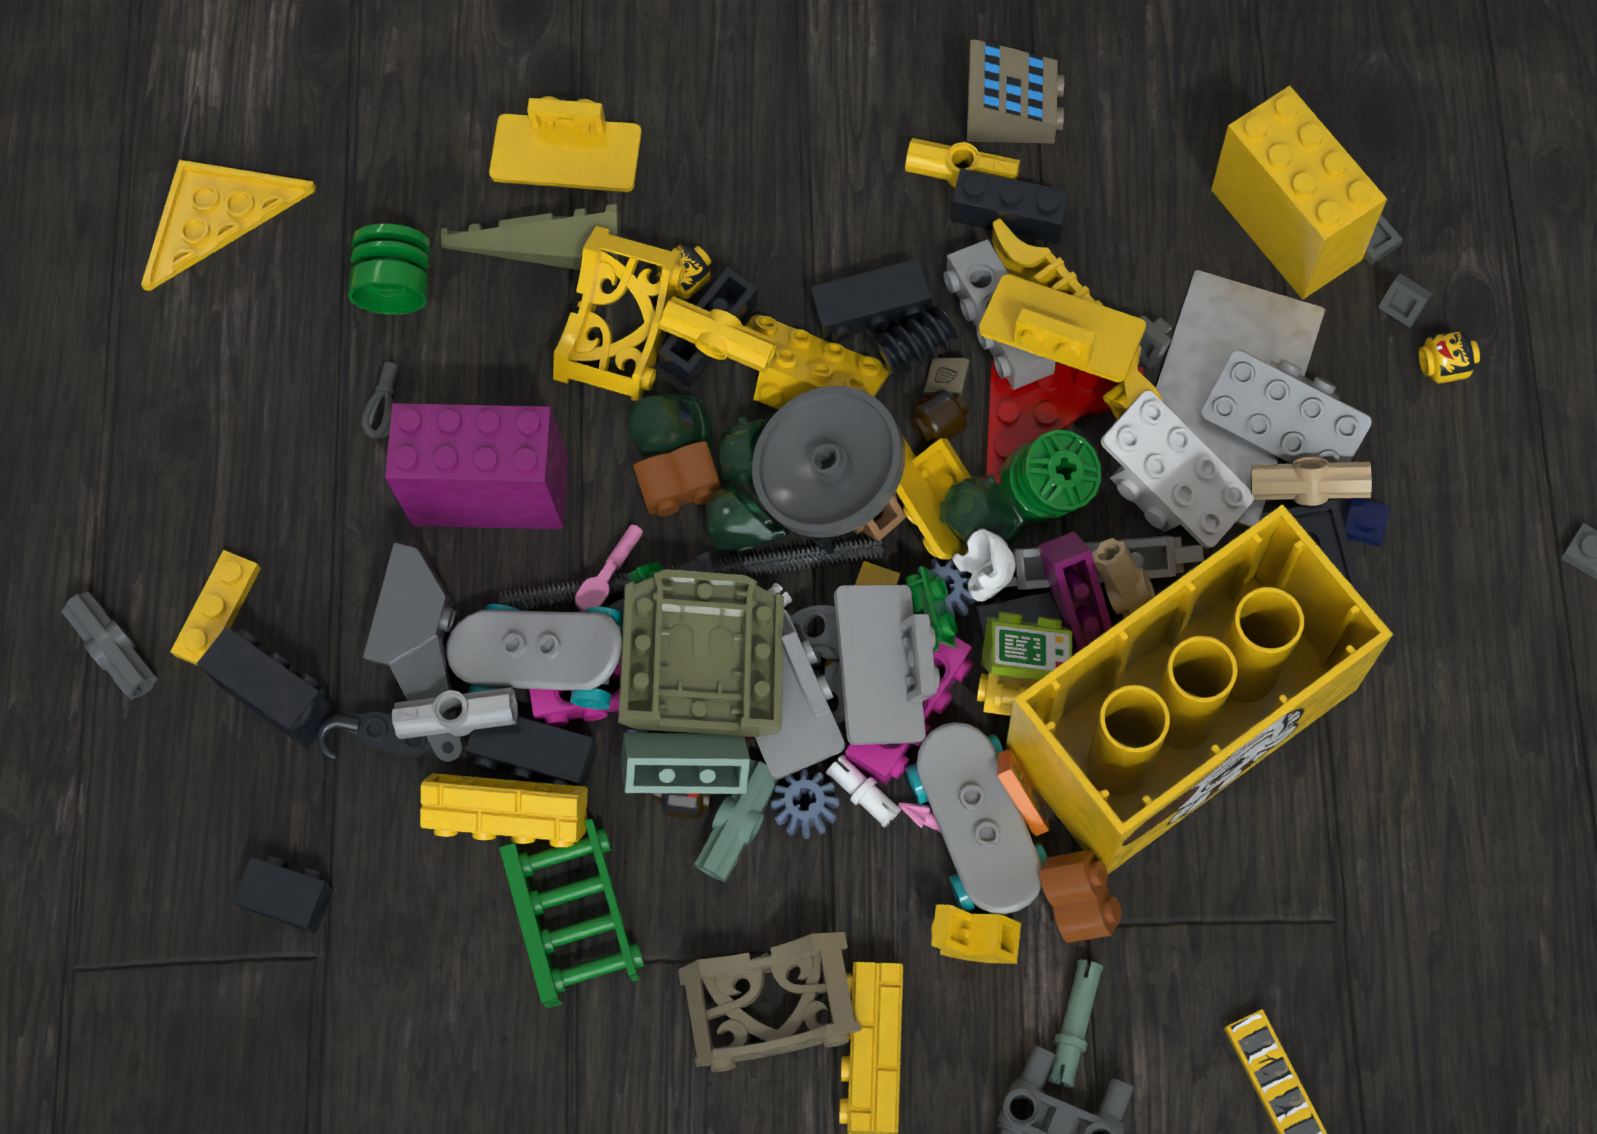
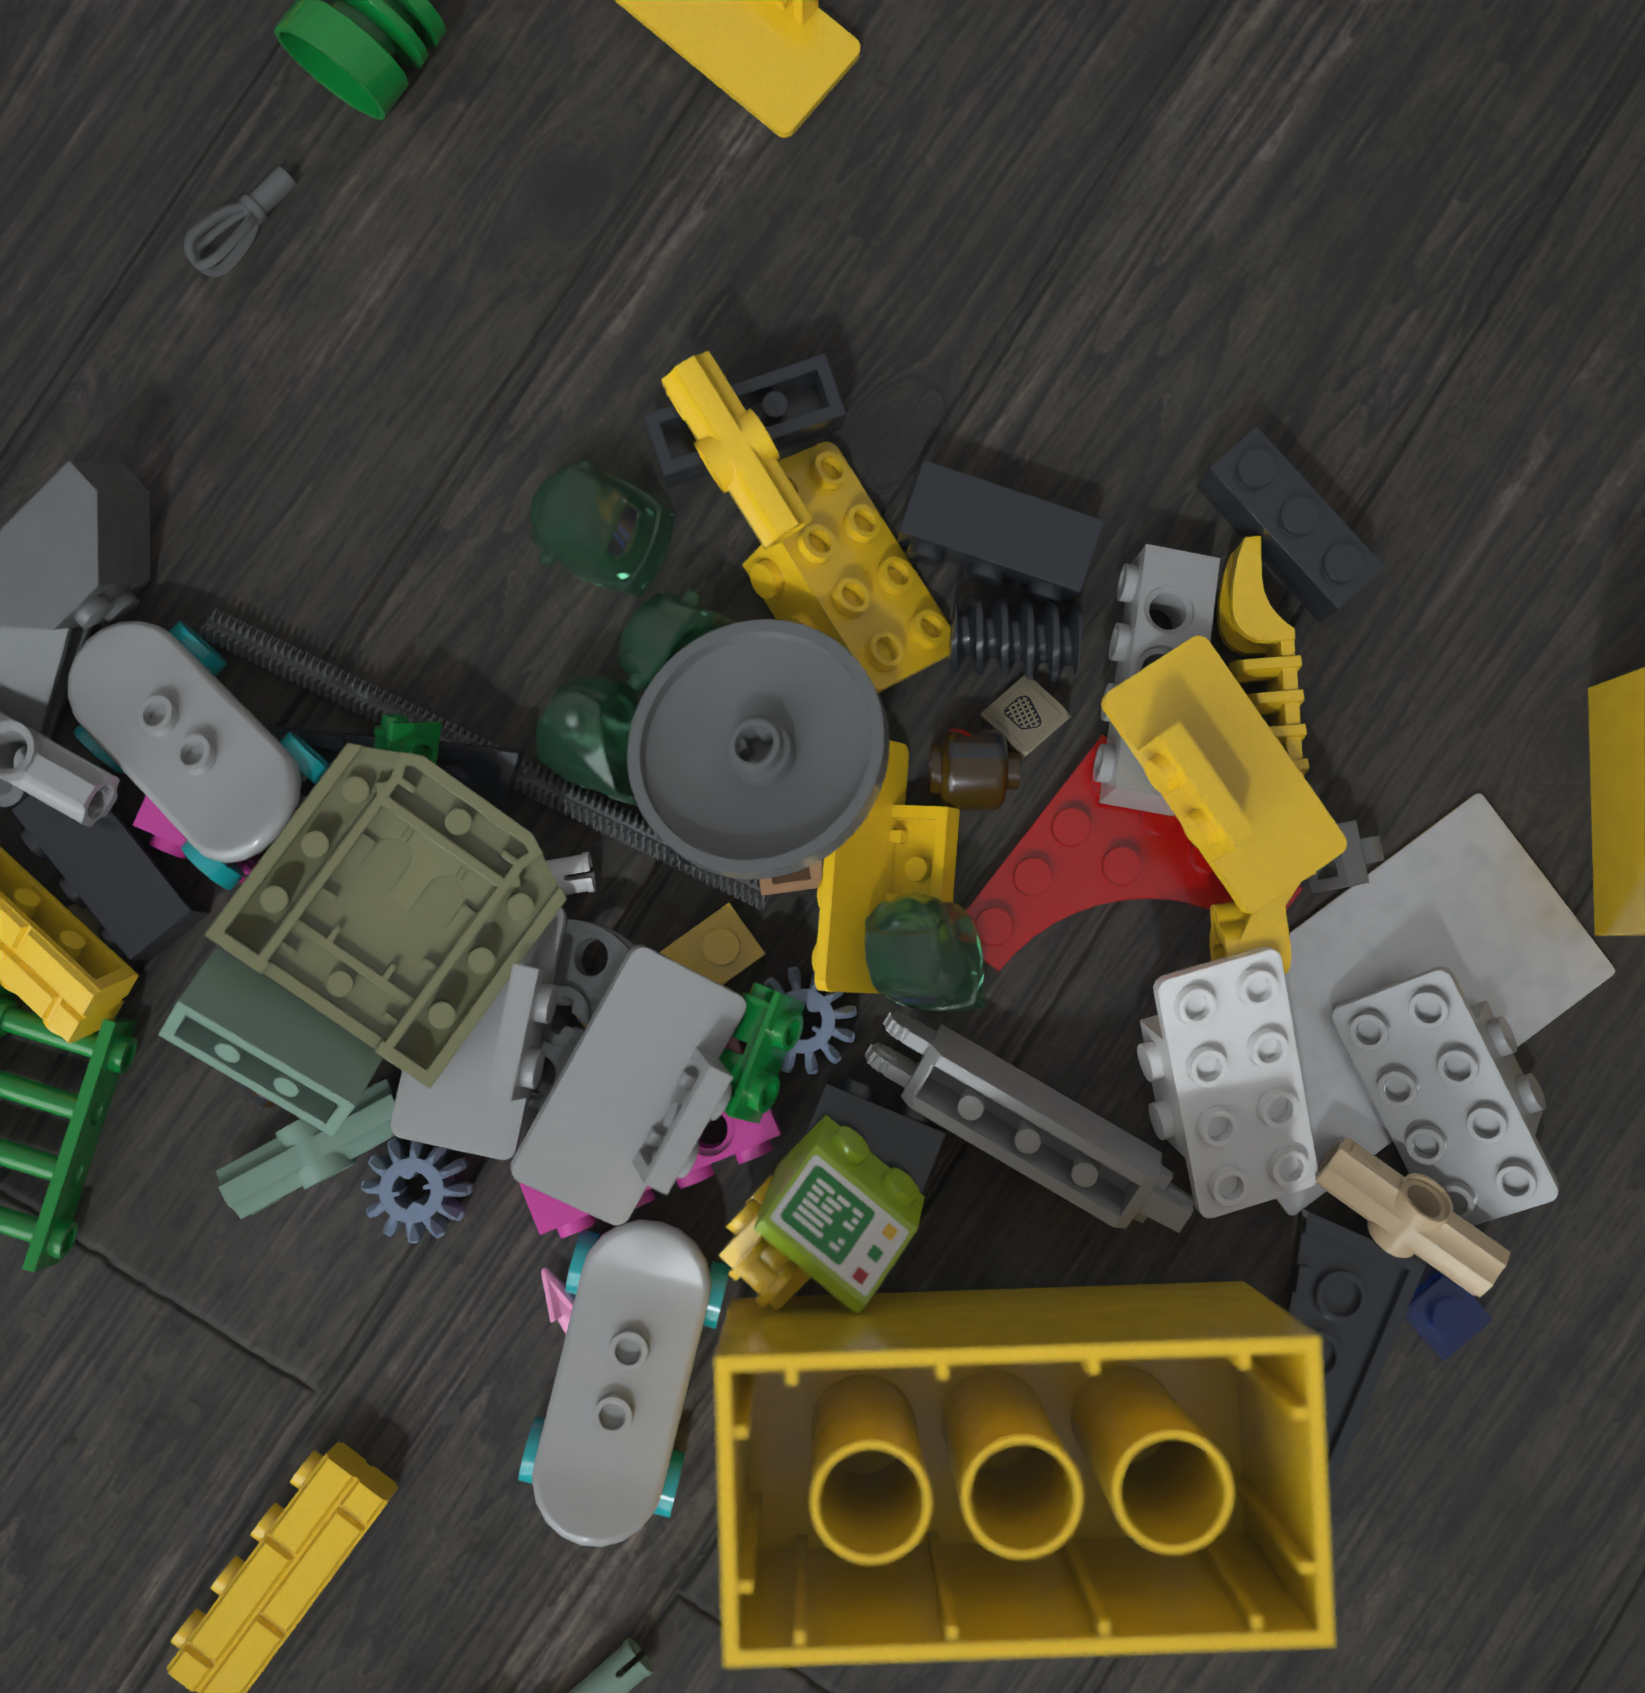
camera: 25 degrees right, 15 degrees up
(478, 466) = (269, 413): magenta brick -> none
(537, 238) = (636, 152): olive wedge -> none
(595, 589) = (337, 699): bright pink piece -> none
(596, 268) = (550, 317): yellow fence -> none
(677, 479) = (557, 613): dark orange brick -> none
(696, 270) = (772, 310): head -> none
(720, 976) = (280, 1425): dark tan fence -> none
(863, 790) = (508, 1223): white pin -> none
(940, 161) = (1239, 385): yellow piece -> none
(975, 936) = (504, 1518): yellow brick -> none
(989, 562) = (881, 1046): white hair -> none
(1012, 95) = (1412, 360): dark tan slope -> none
(1022, 792) = (698, 1383): orange tile -> none
(1037, 488) = (1049, 939): green wheel -> none
(1076, 588) = (964, 1185): magenta slope -> none
(1080, 896) = (677, 1577): dark orange brick -> none
(1124, 582) = (1044, 1212): tan piece -> none

